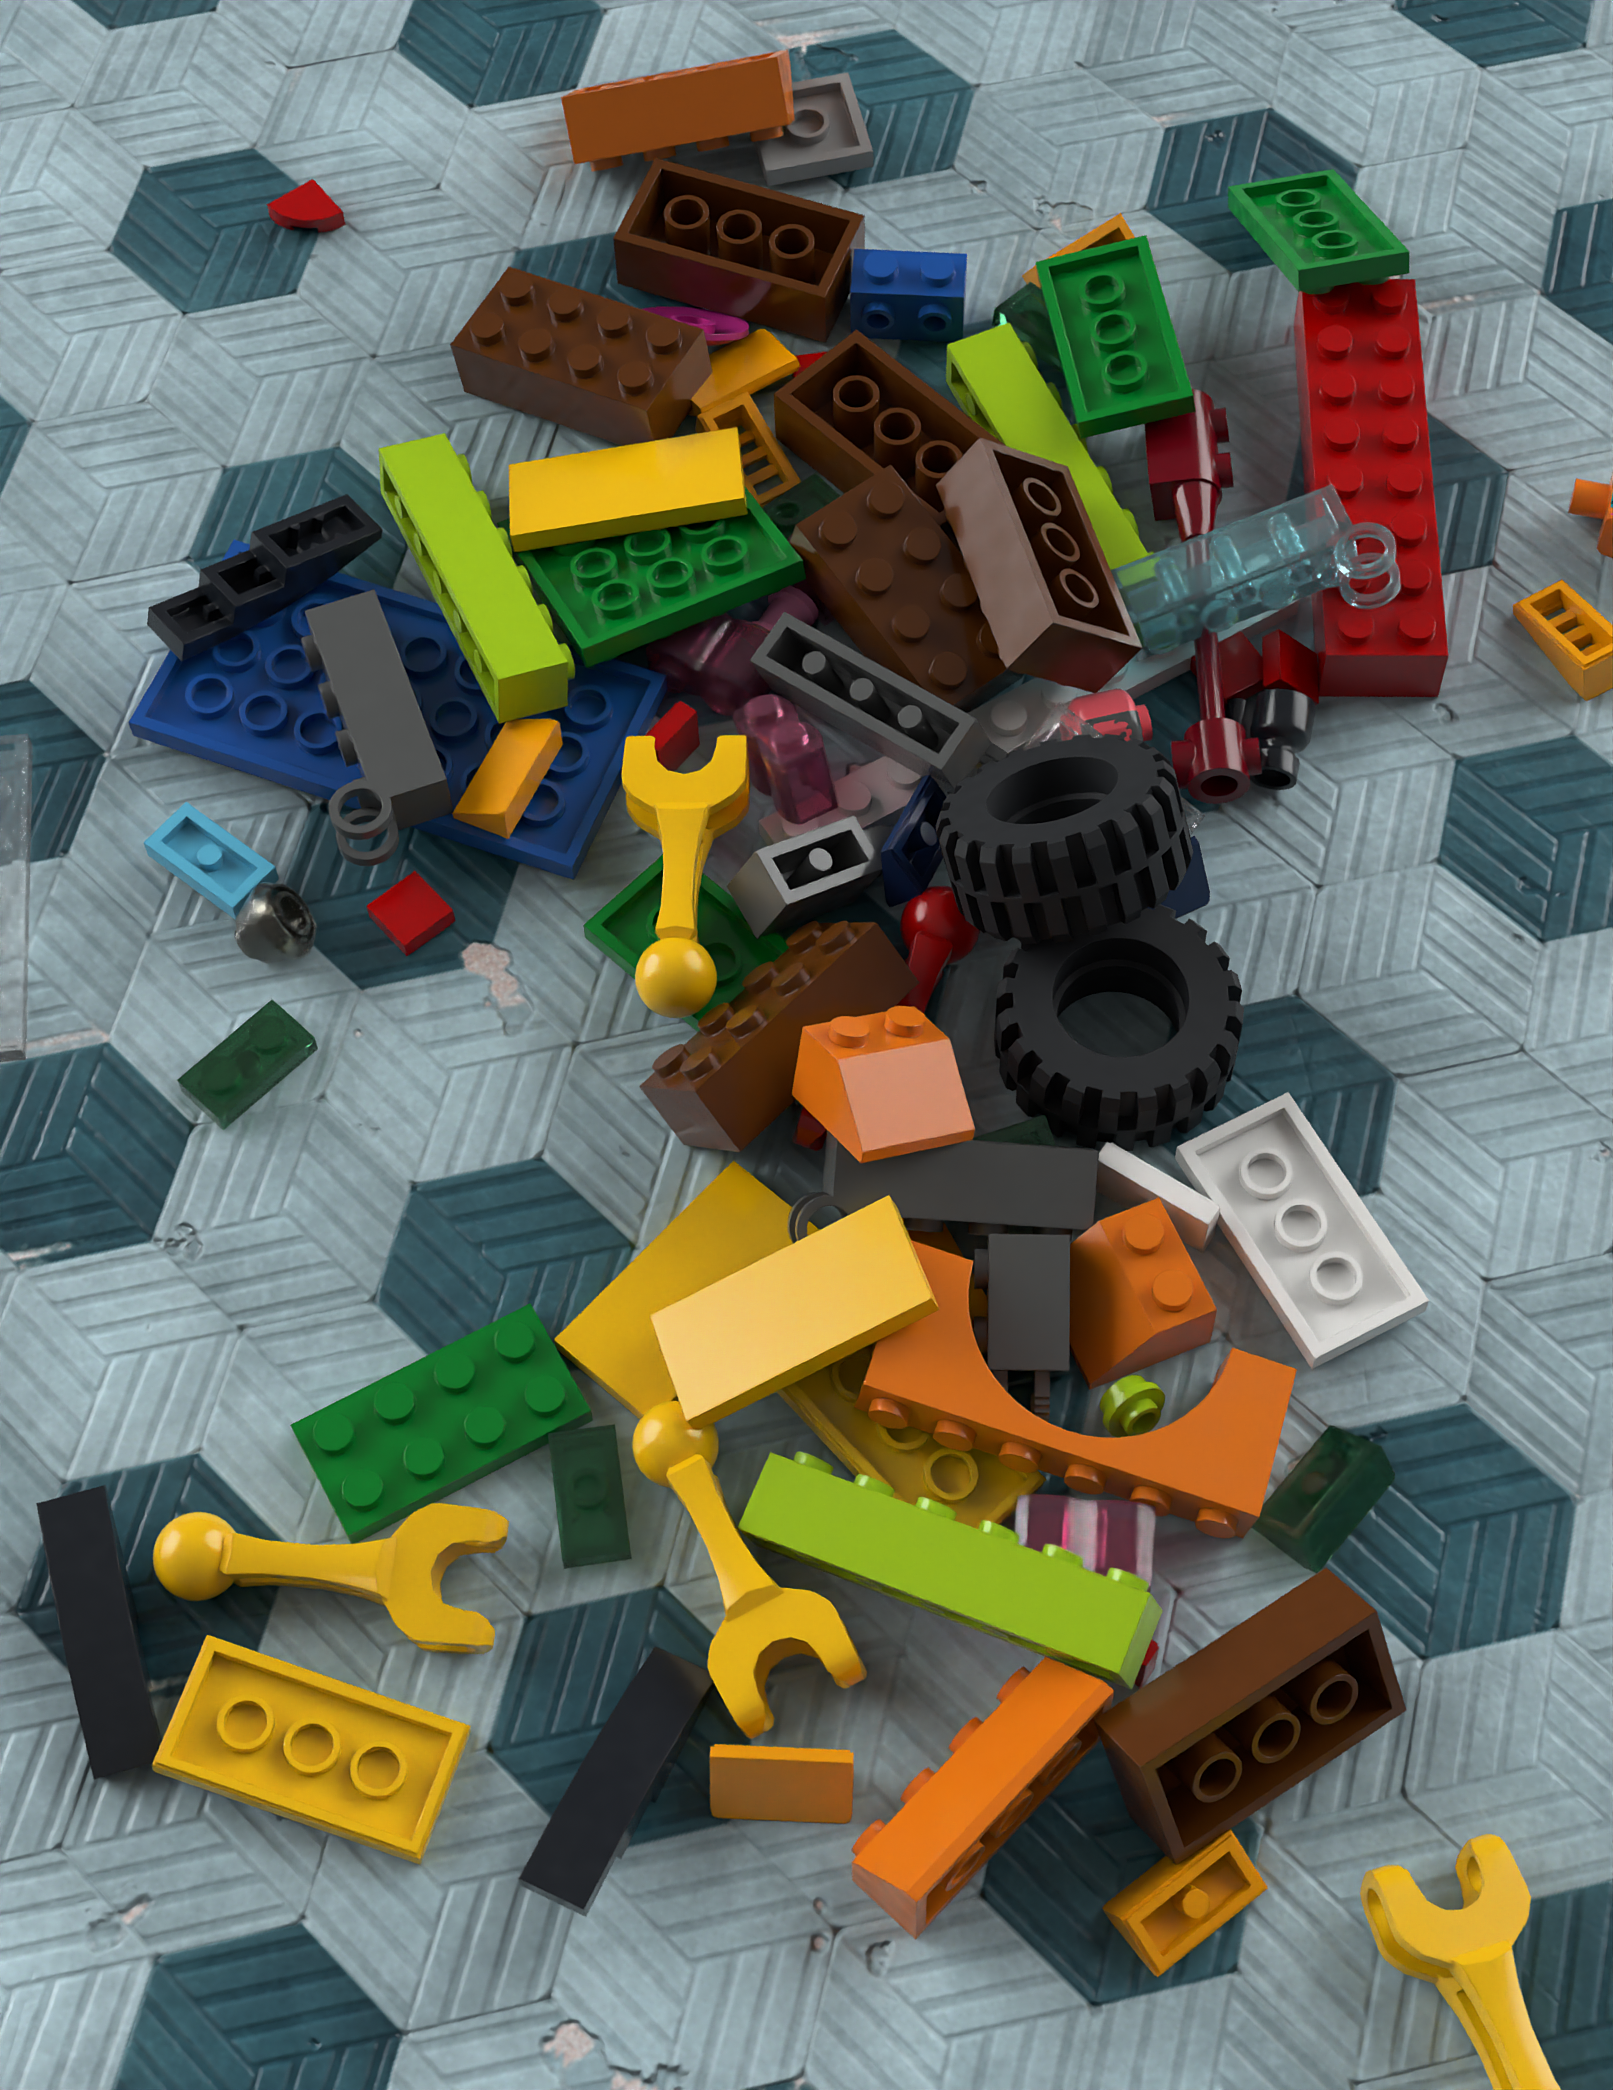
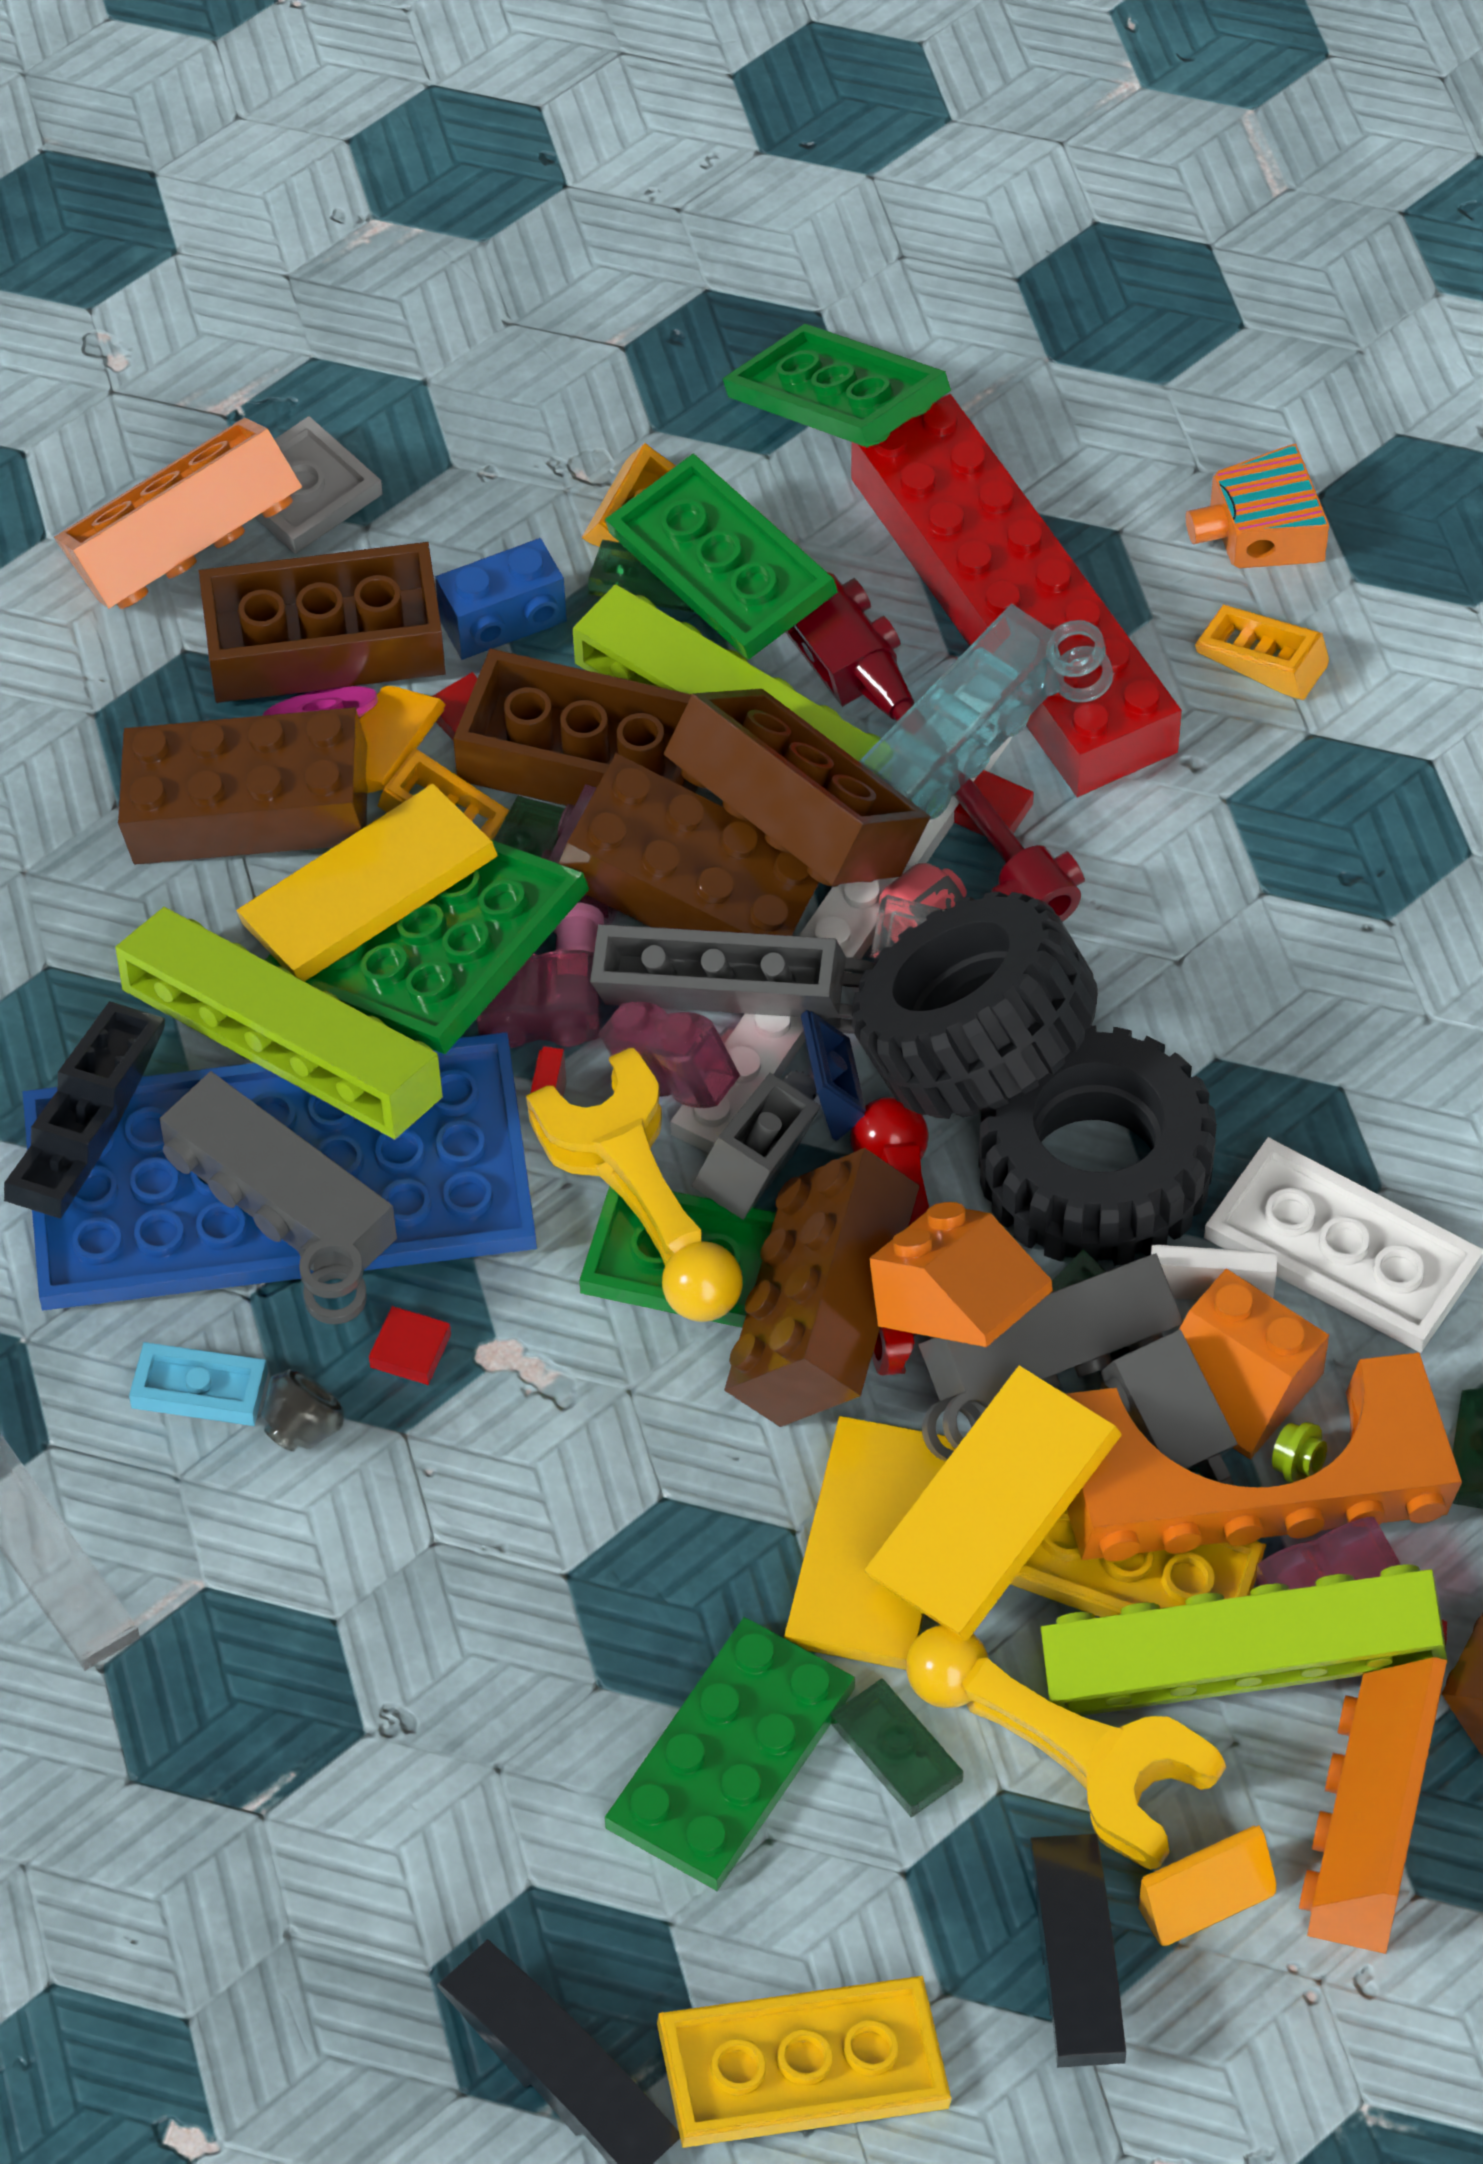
camera: 30 degrees left, 5 degrees down
(203, 1556) = (607, 1956): yellow piece -> none
(247, 1064) = (351, 1543): clear green plate -> none
(510, 775) = (429, 1181): light orange slope -> none
(1283, 727) = (1071, 828): black piece -> none
(1289, 665) = (1046, 784): red tile -> none

